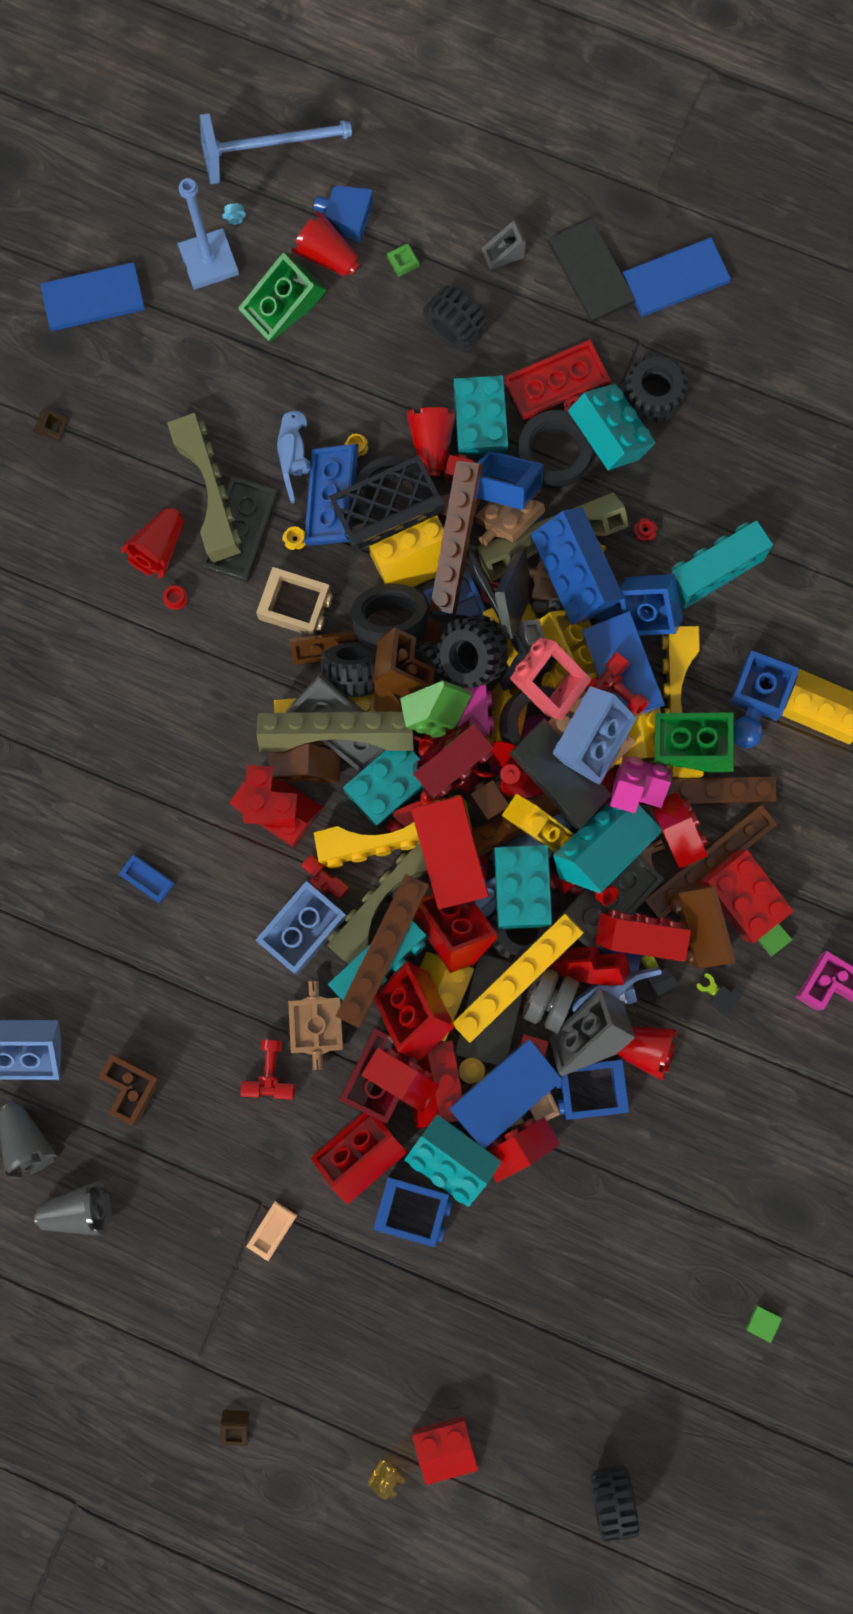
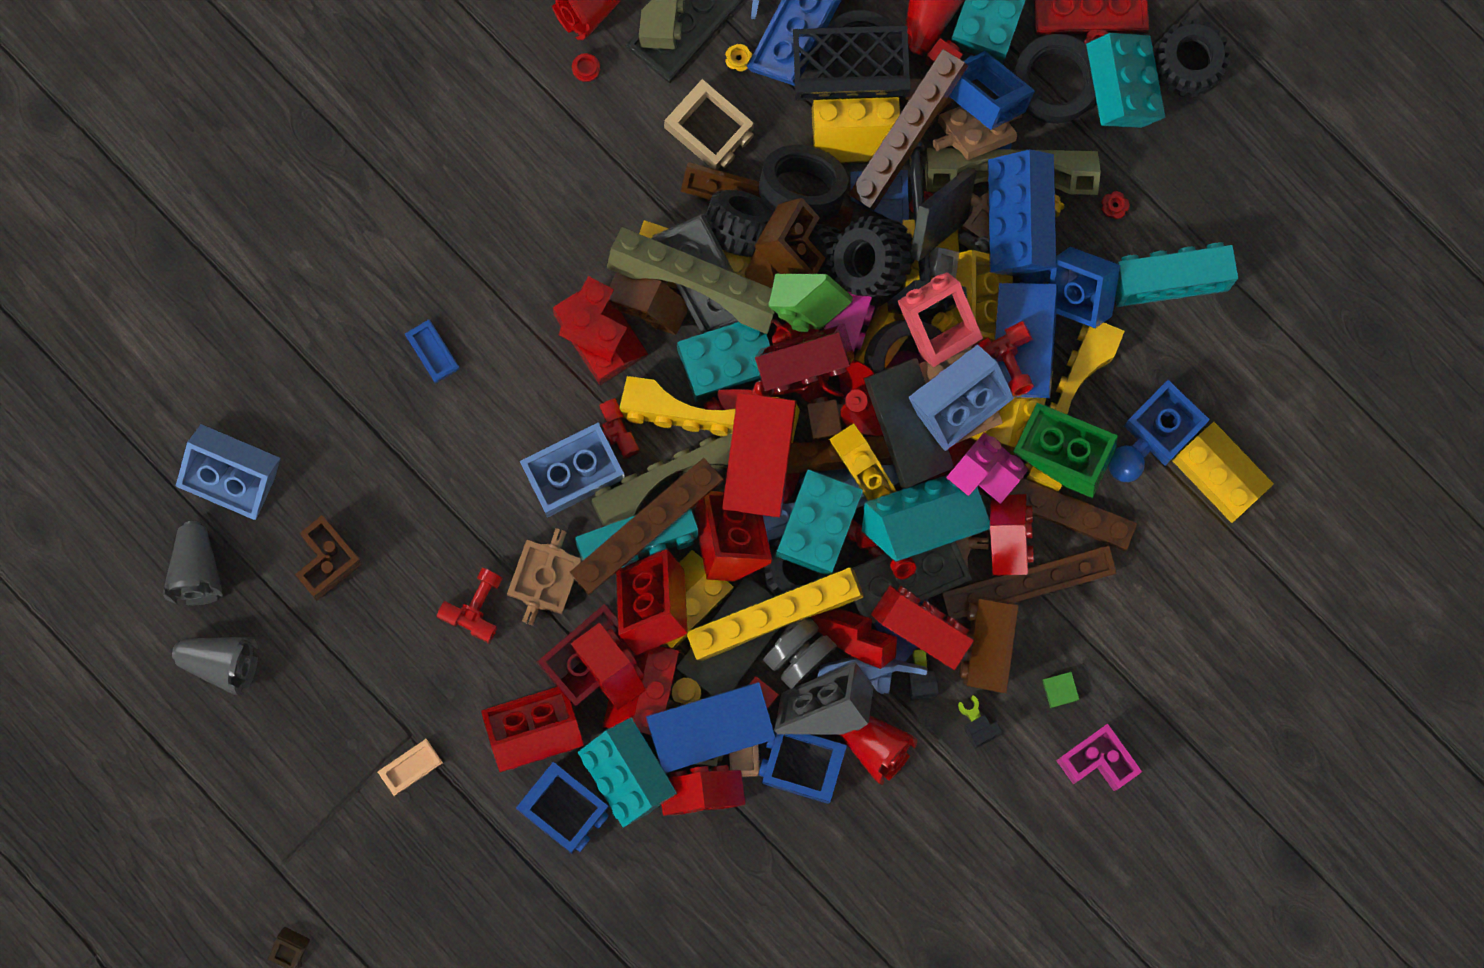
camera: 10 degrees right, 0 degrees up
(747, 896) = (1050, 633): red brick -> none

